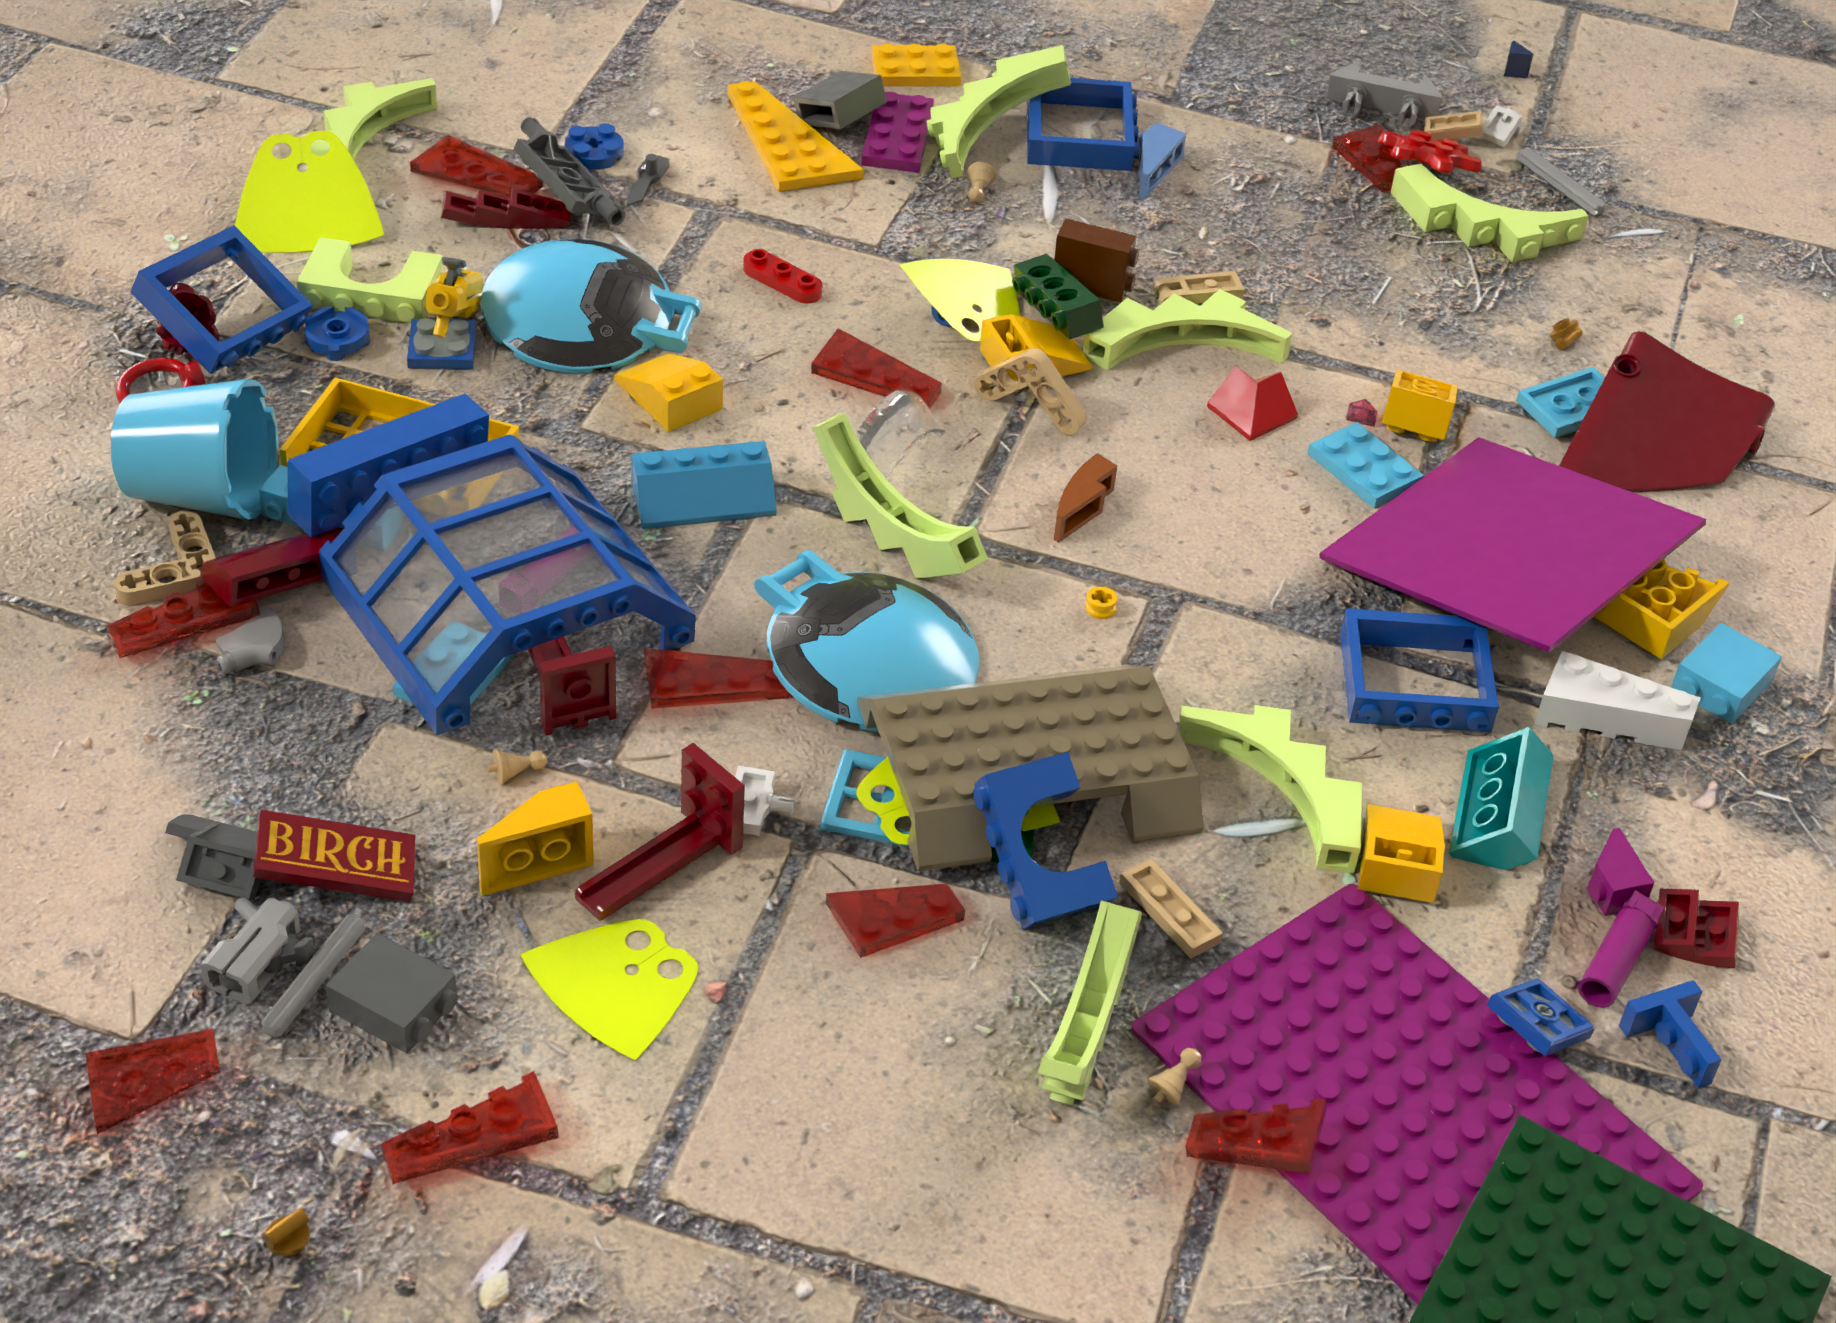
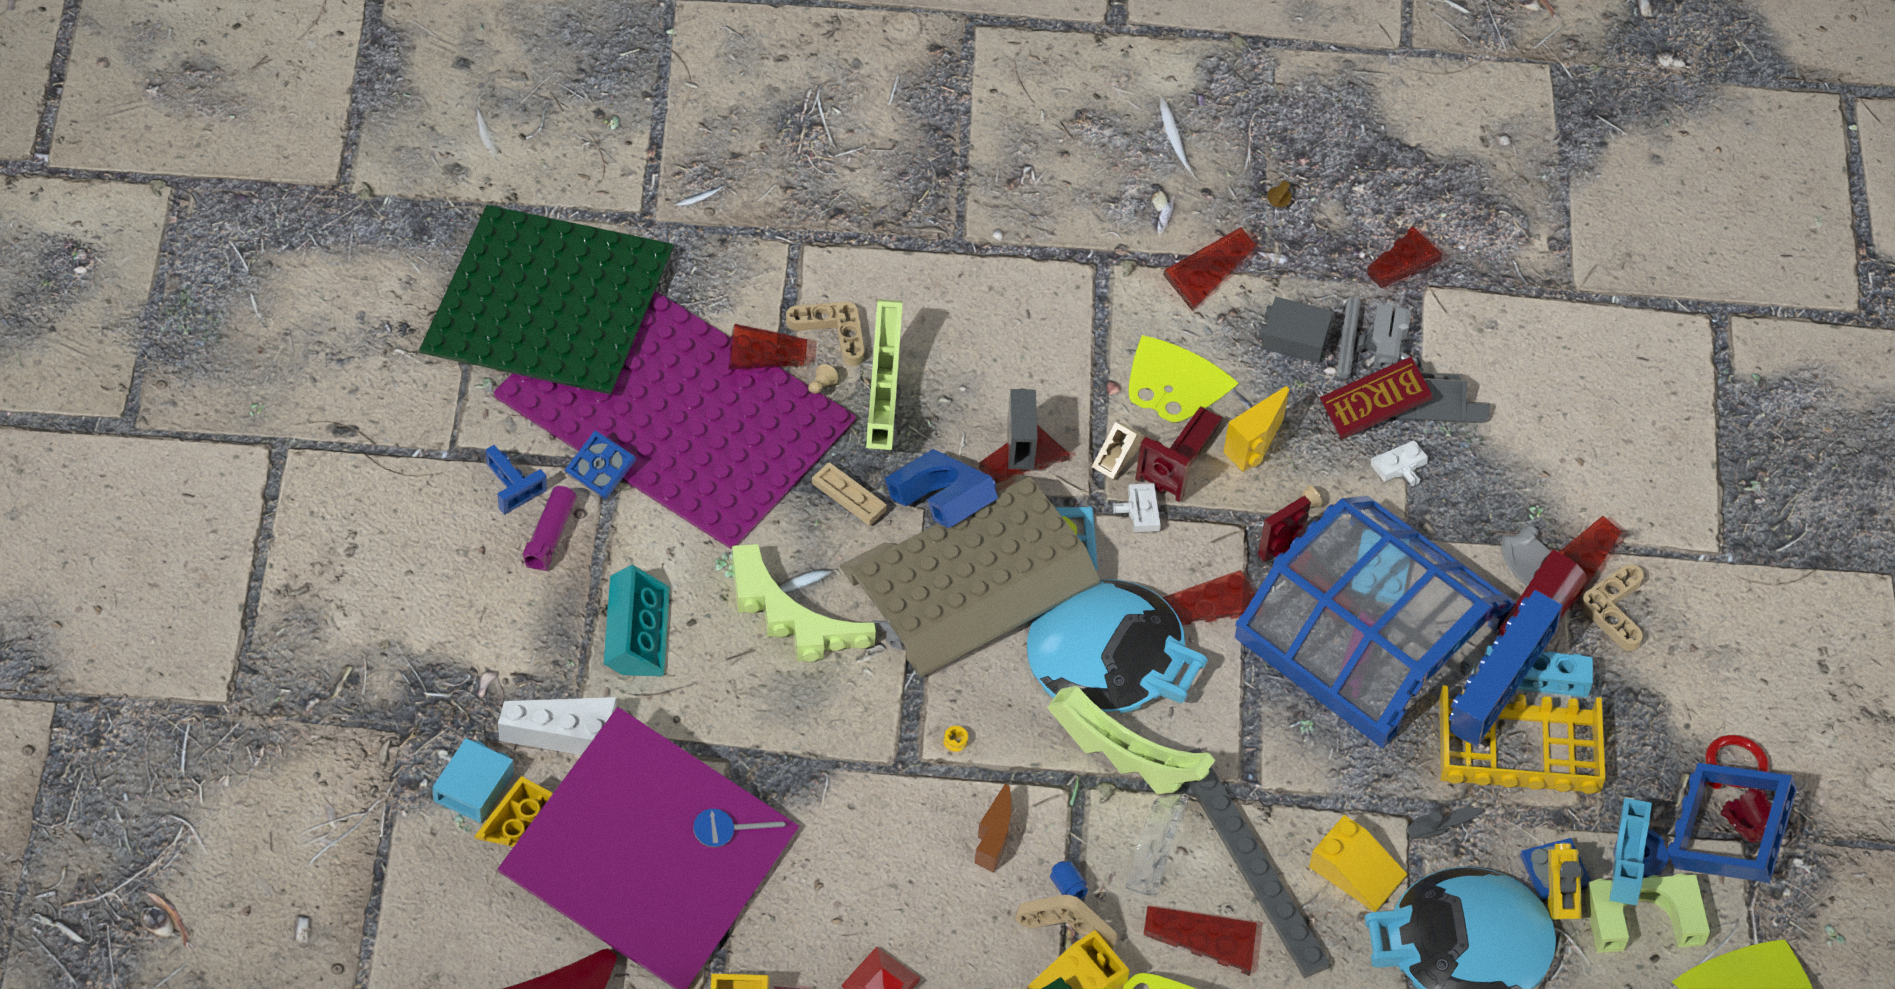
camera: 165 degrees right, 10 degrees up
(197, 447) = (1648, 654): medium azure cone -> none
(347, 786) = (1400, 462): none -> white plate
(385, 268) = (1629, 851): none -> medium azure arch
(556, 406) = (1434, 824): none -> dark grey piece
(703, 484) = (1287, 766): dark azure slope -> none
(749, 875) = (1118, 449): none -> tan arch
(790, 426) = (1259, 874): none -> dark grey plate
(899, 886) = (1022, 429): none -> dark grey brick
(1012, 435) = (1068, 879): none -> blue brick
(1128, 1183) = (835, 319): none -> tan beam
(1364, 464) = (776, 939): medium azure plate -> none
(1401, 853) = (703, 566): yellow slope -> none
(1419, 632) = (723, 758): blue window -> none
(1422, 546) = (716, 827): none -> blue piece
(1618, 875) = (552, 582): magenta slope -> none
(1697, 928) = (496, 565): dark red slope -> none

